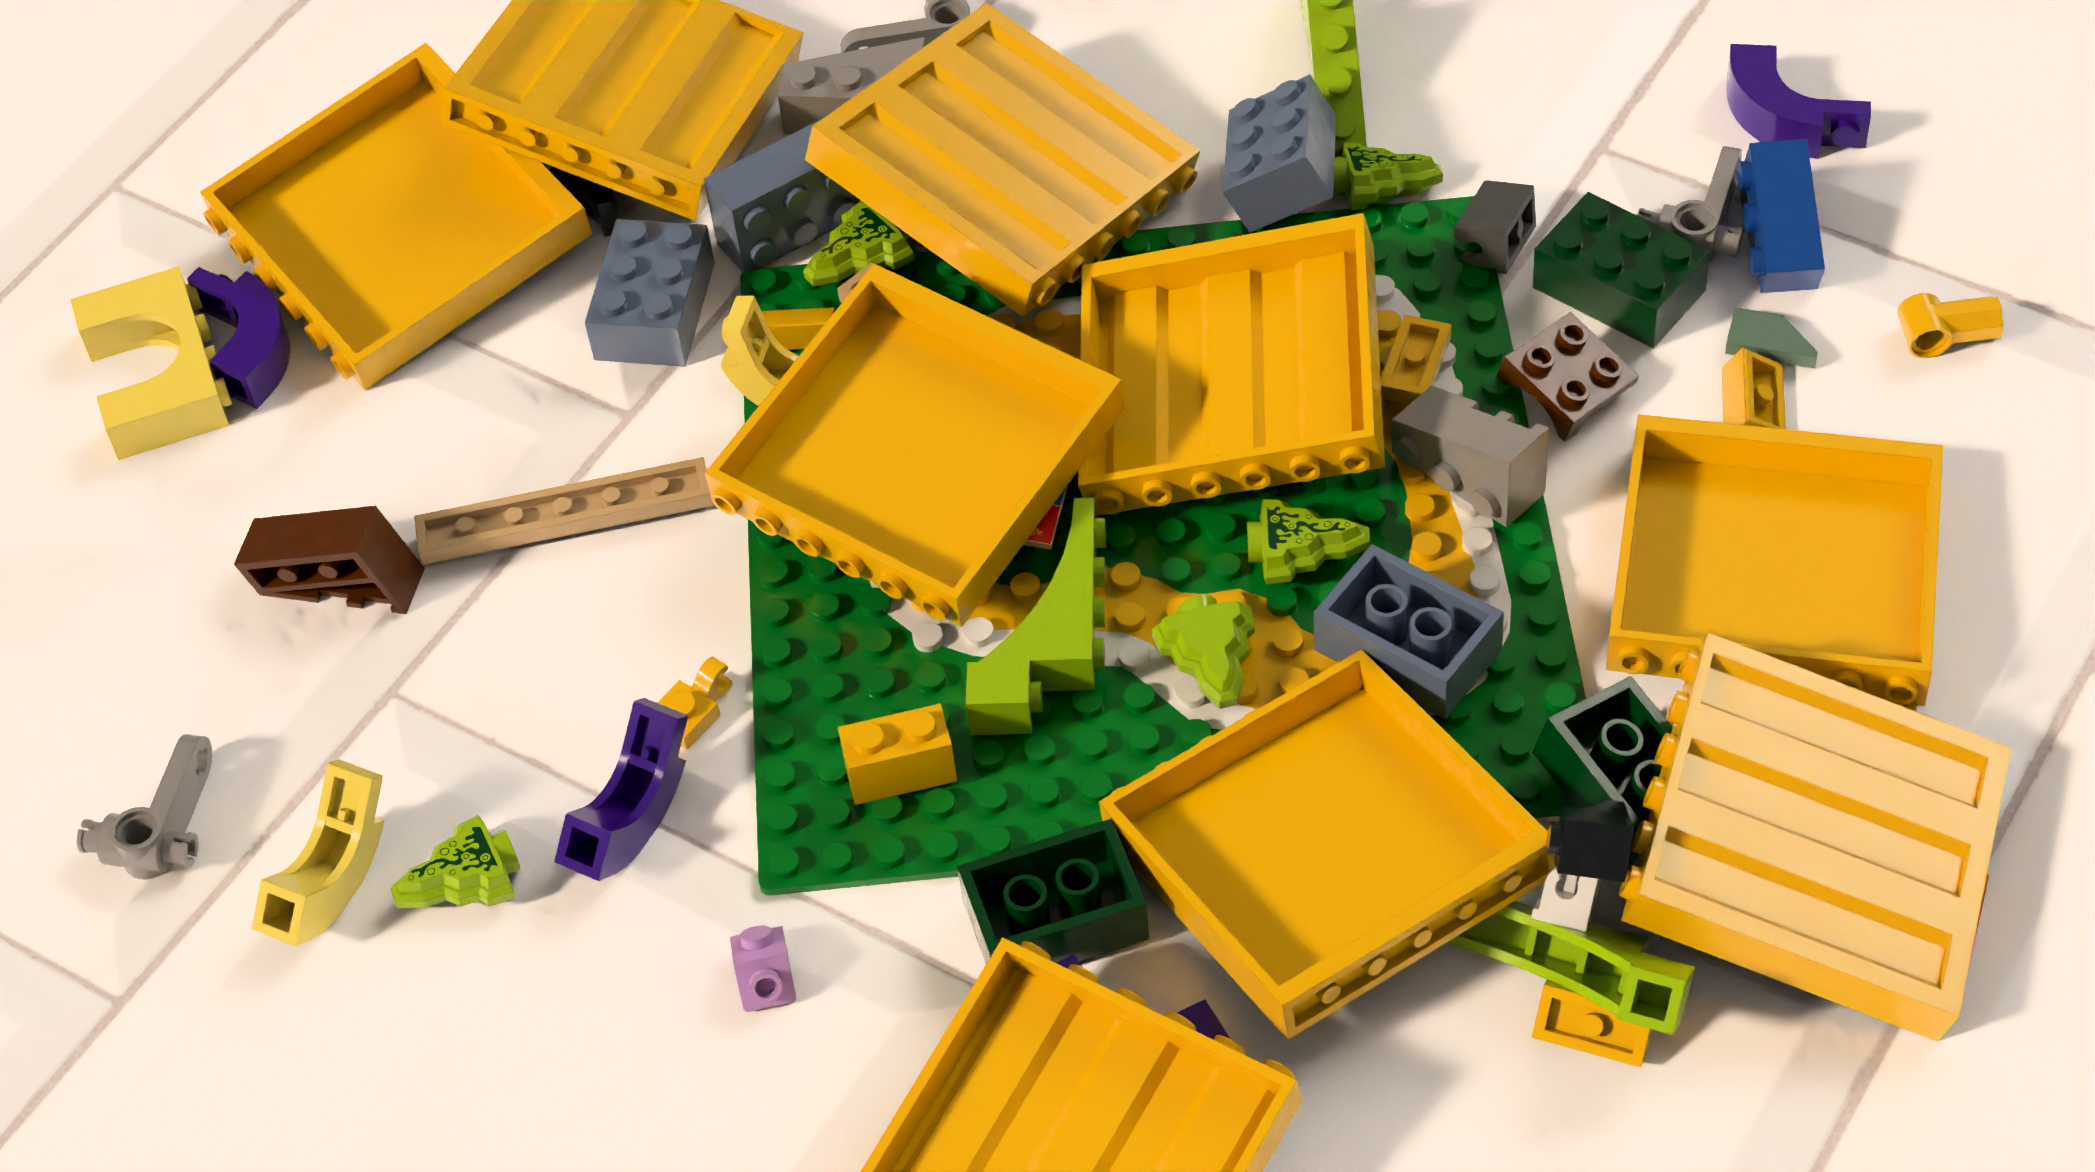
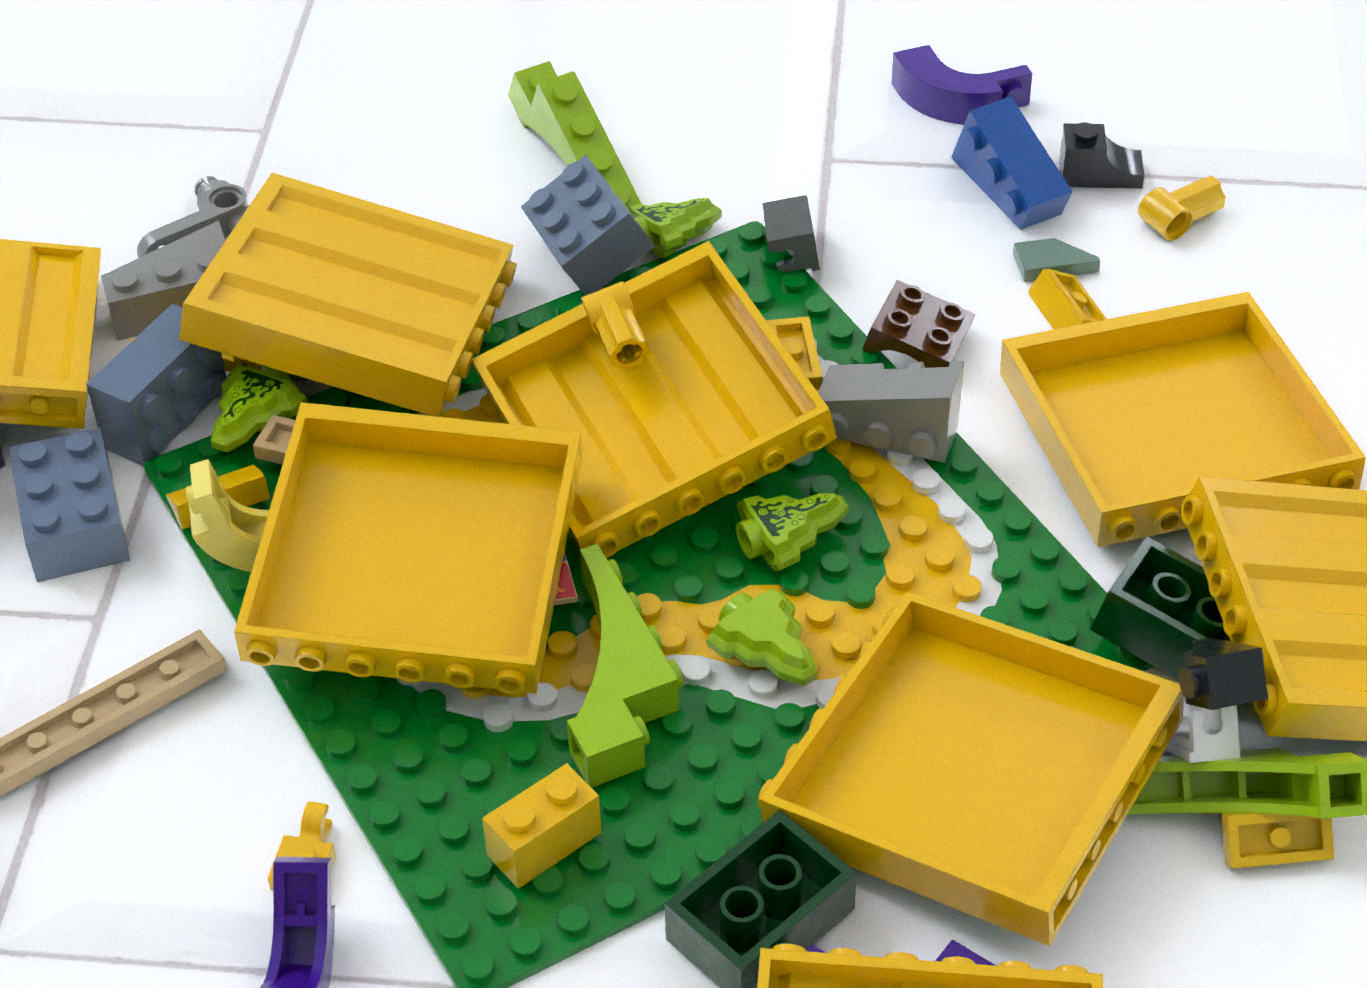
camera: 30 degrees left, 5 degrees down
(1224, 267) = (615, 320): none -> yellow piece
(1412, 627) = (932, 555): sand blue brick -> none
(1620, 269) = (910, 239): dark green brick -> none
(1704, 220) = (947, 194): light grey piece -> none
(1887, 238) = (1095, 161): none -> black arch

